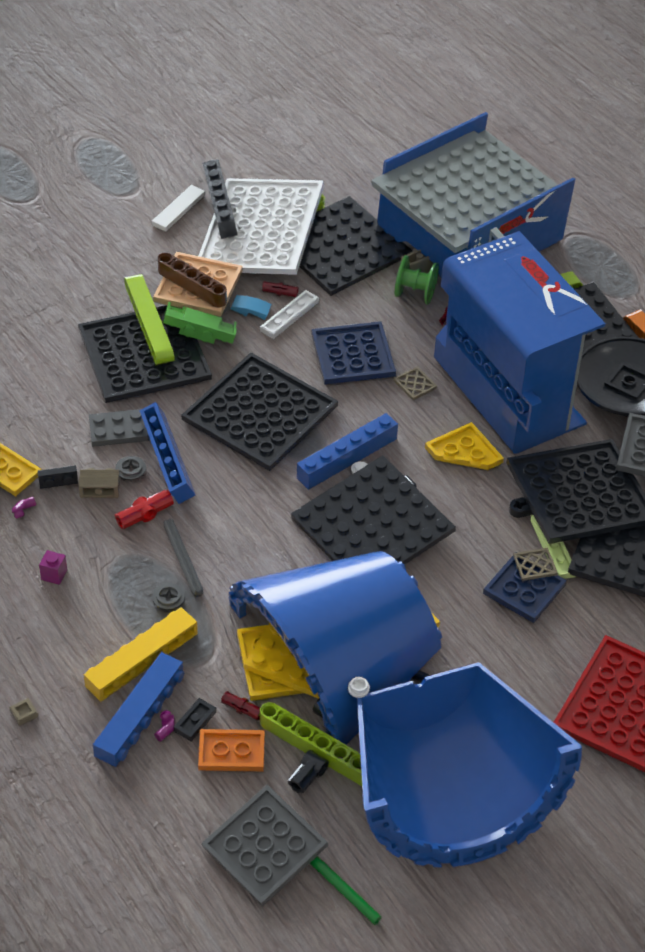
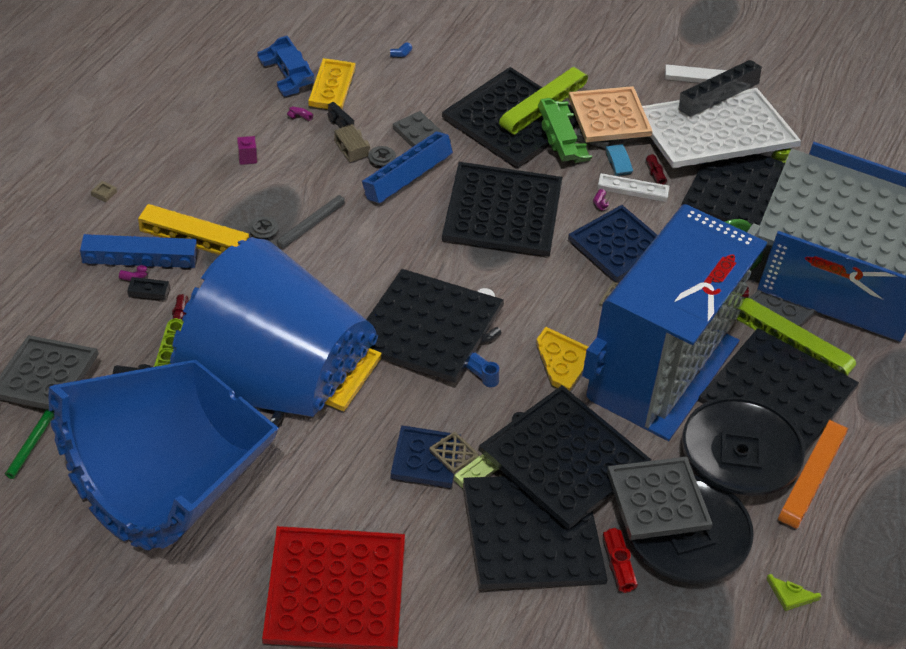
camera: 60 degrees right, 0 degrees up
(144, 509) = (341, 179): red piece -> none
(192, 280) = (601, 104): reddish brown beam -> none
(231, 750) = (130, 321): orange plate -> none
(290, 343) = (599, 200): none -> magenta arm
(347, 451) = (497, 278): blue brick -> none
(358, 687) = (203, 355): white plate -> none
(454, 505) = (485, 370): none -> blue piece

